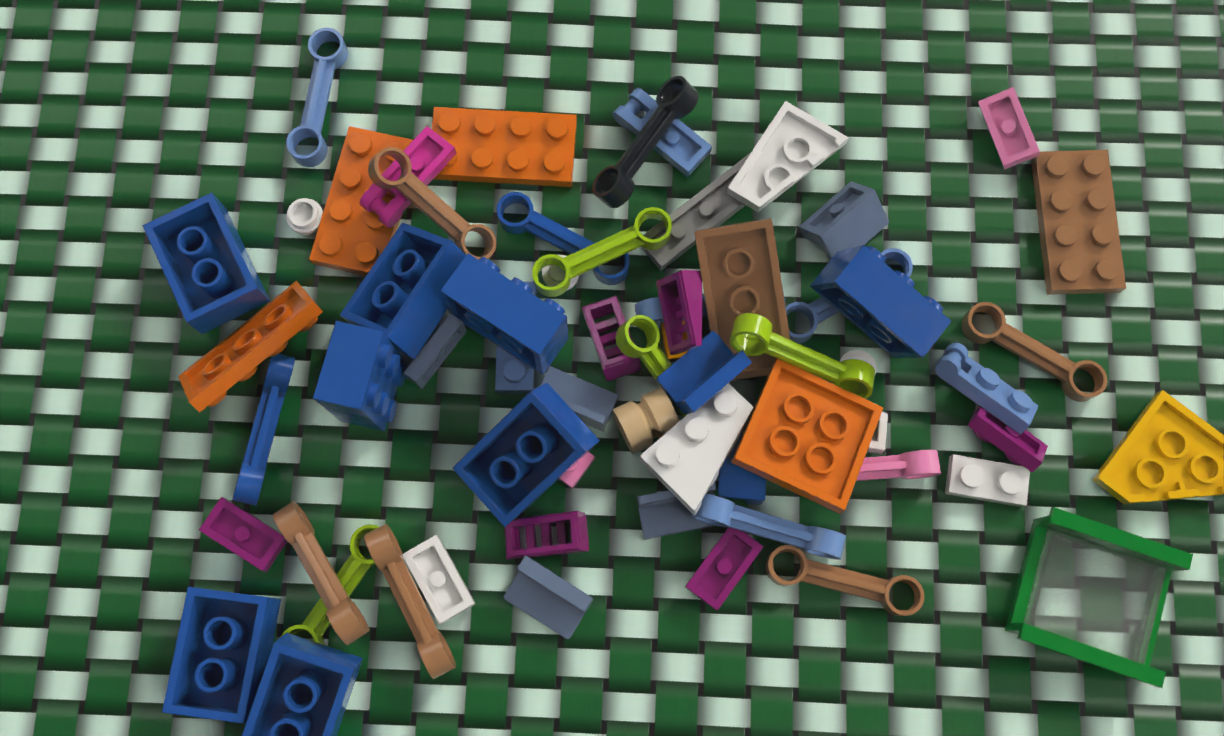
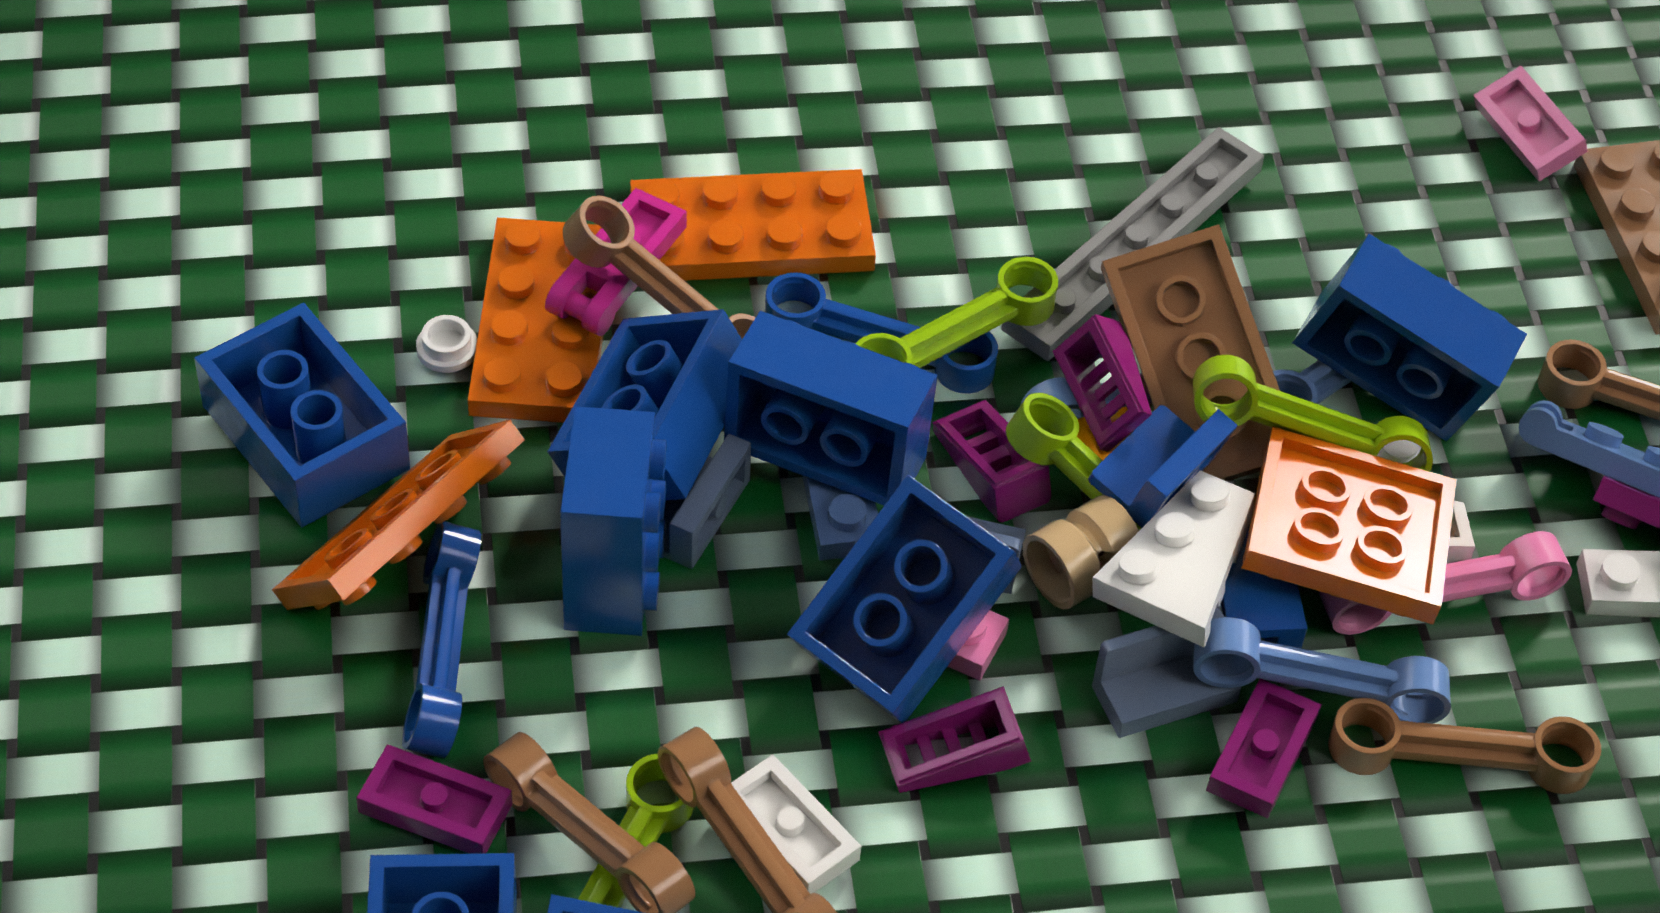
camera: 15 degrees left, 25 degrees down
(317, 97) = (435, 189): medium blue piece -> none
(548, 598) = (984, 826): sand blue panel -> none
(615, 182) = (948, 247): black piece -> none
(678, 144) = (1002, 178): medium blue plate -> none
(783, 156) = (1206, 175): white wing -> none
(846, 219) = (1311, 257): sand blue panel -> none

